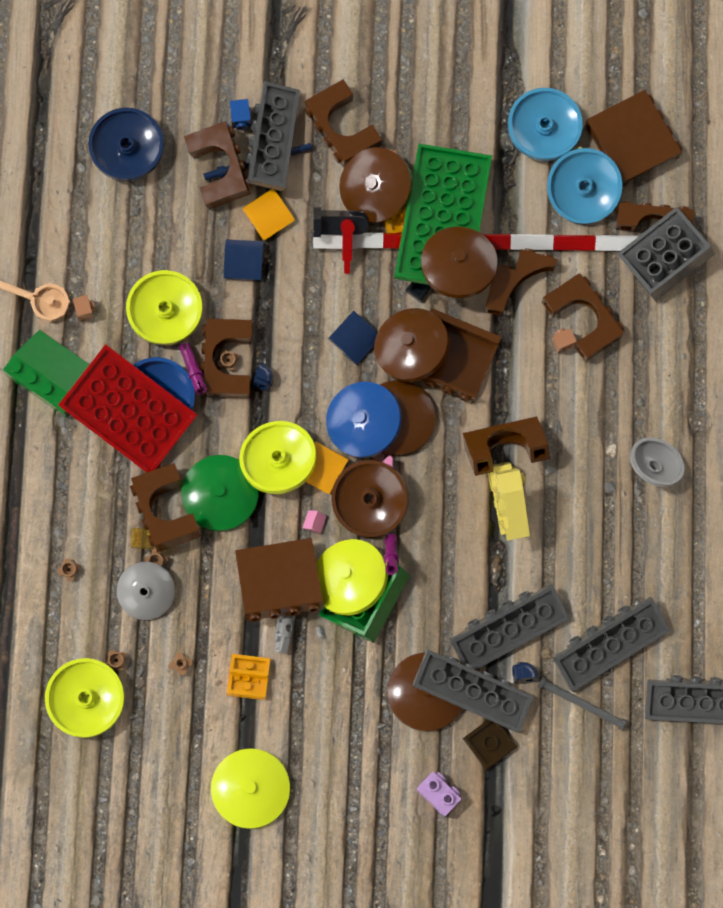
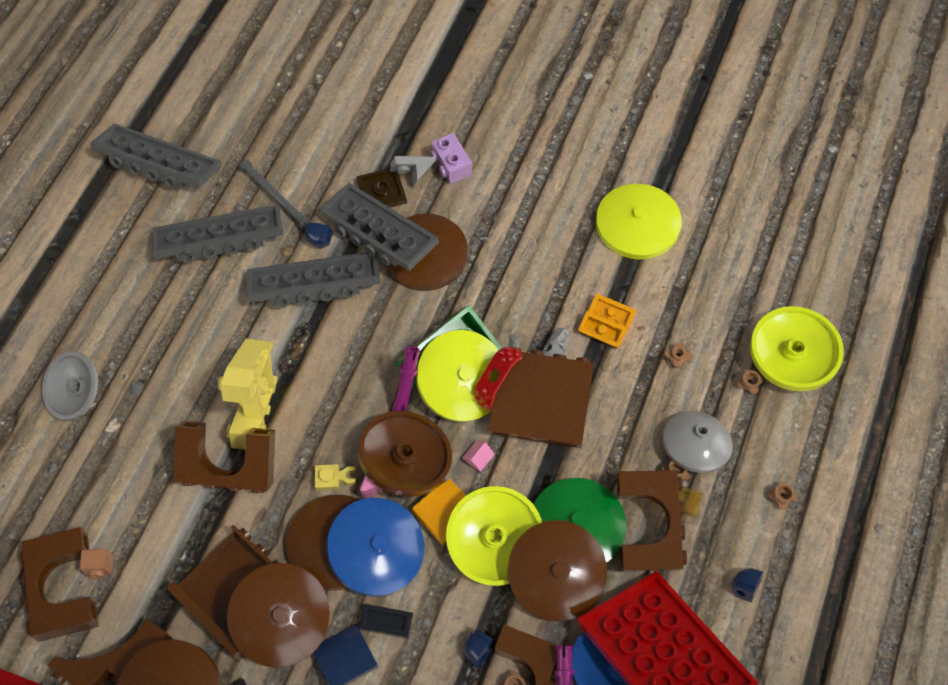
camera: 155 degrees left, 15 degrees down
(81, 489) = (747, 583): none -> dark blue piece
(223, 448) = (557, 570): none -> reddish brown dish
(317, 587) = (503, 362): none -> red piece
(336, 374) = (386, 621): none -> black tile
(421, 465) = (329, 477): none -> light yellow plate
(463, 772) = (415, 164): none -> light grey slope

